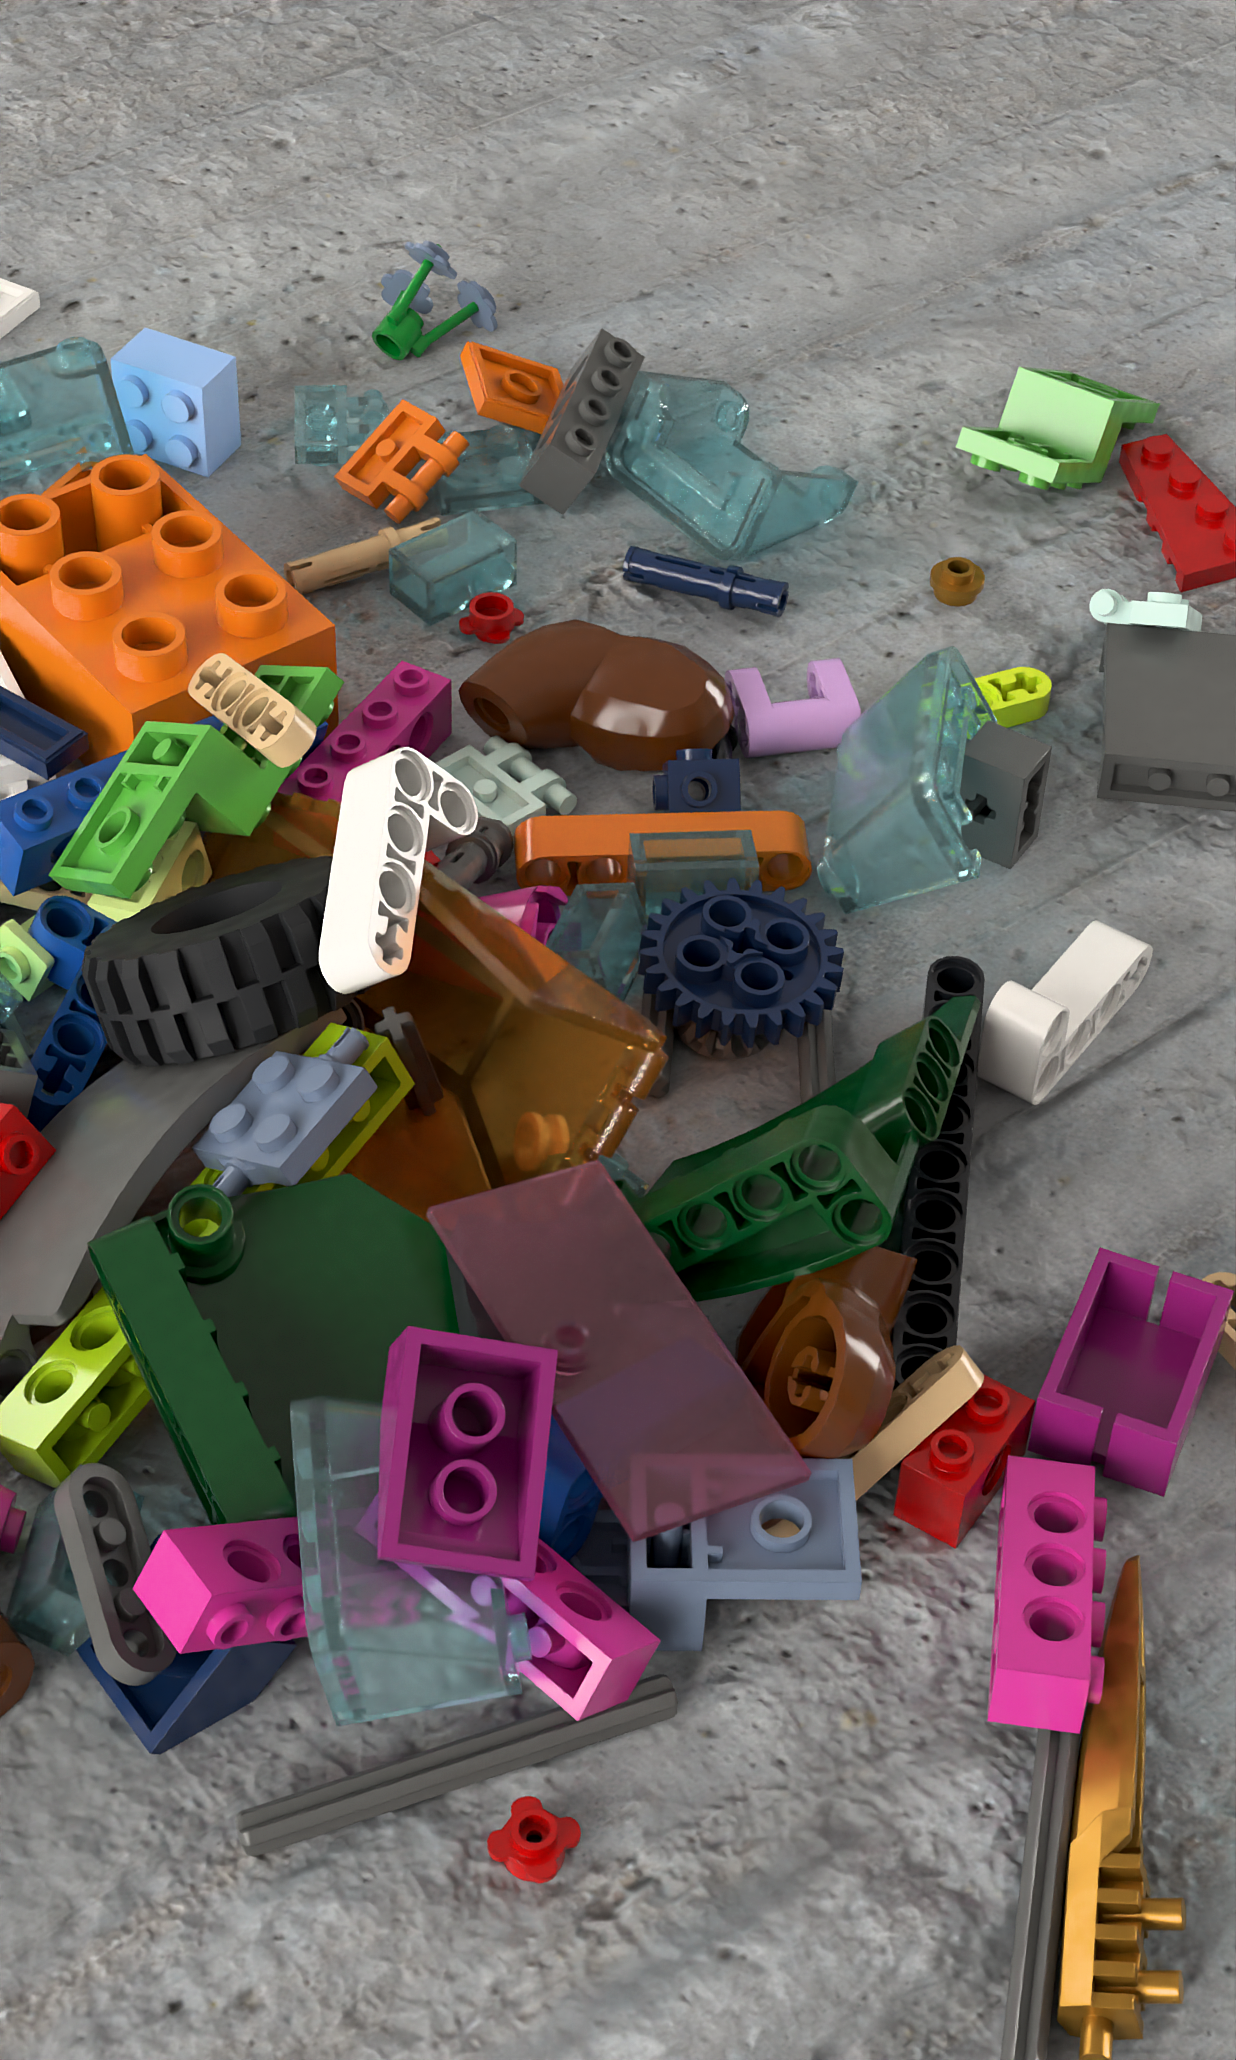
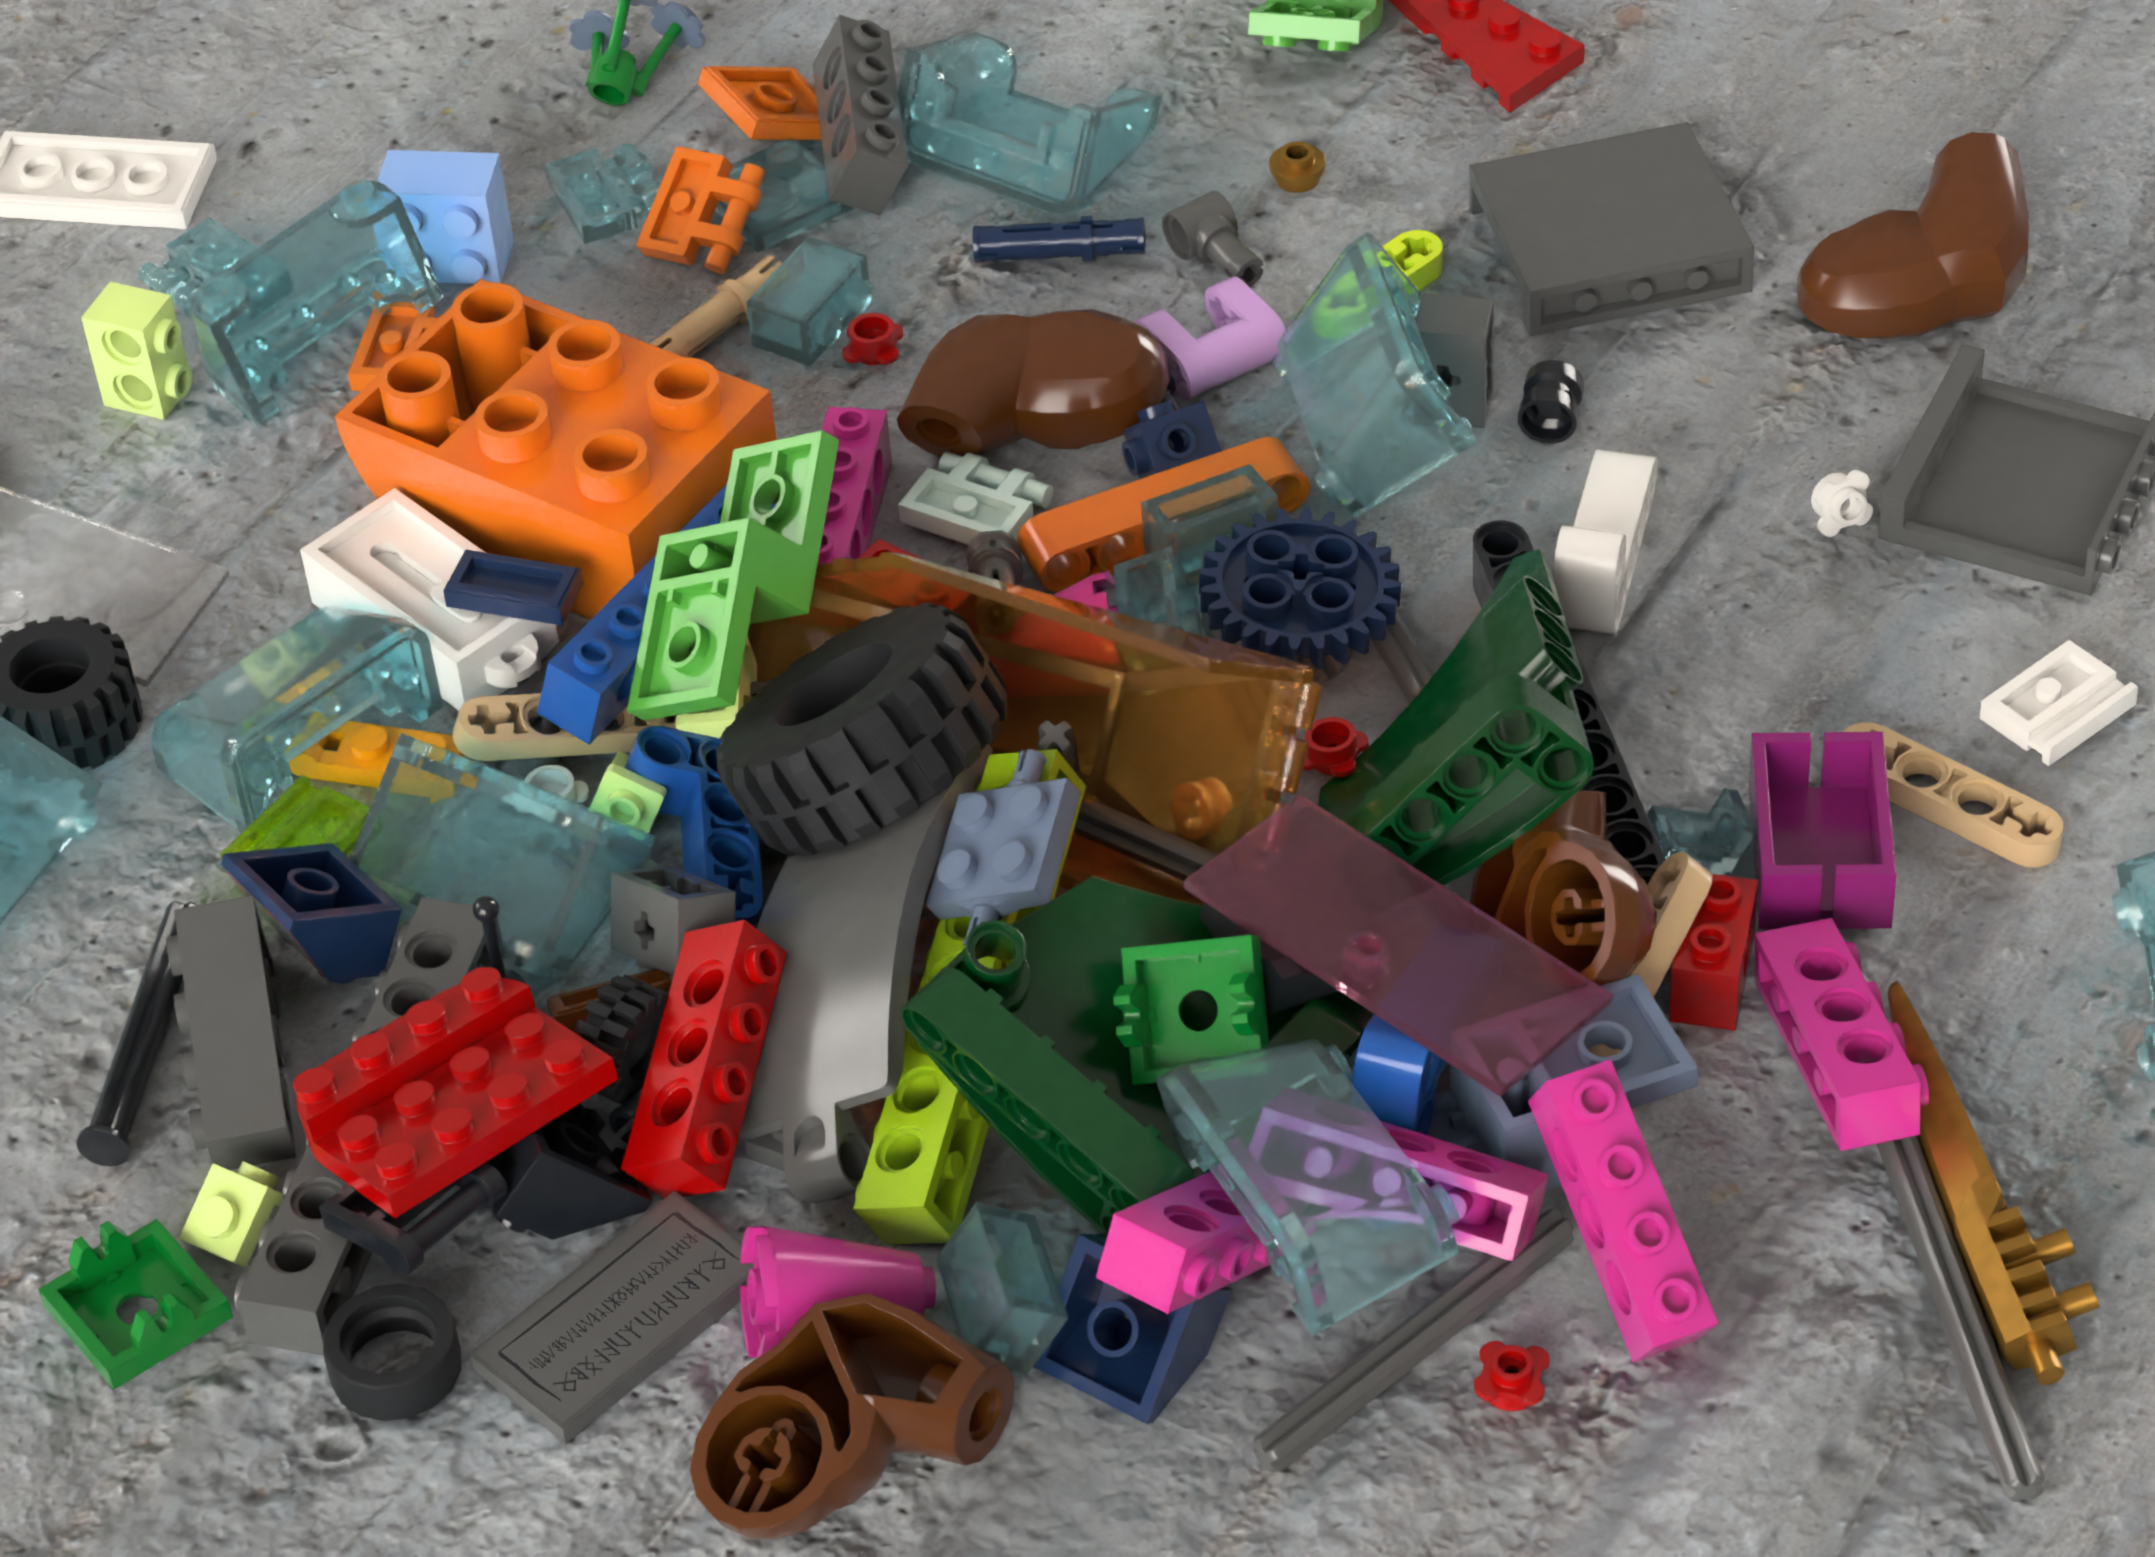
camera: 15 degrees left, 0 degrees up
(114, 1546) = (1060, 1278): dark grey plate -> none
(252, 710) = (756, 493): tan beam -> none
(357, 1311) = (1161, 978): none -> green piece
(386, 823) = (975, 556): white beam -> none
(459, 1148) = (1140, 841): none -> dark grey axle
(464, 1452) = (1333, 1062): magenta slope -> none
(700, 1124) = (1334, 747): none -> red plate
(711, 1709) = (1622, 1211): none -> dark pink brick
(843, 613) = (1210, 230): none -> dark grey pin
(1009, 1337) = (1710, 838): none -> clear light blue bracket
(1079, 862) = (1551, 401): none -> black wheel
(1159, 610) = (1516, 139): light aqua plate -> none

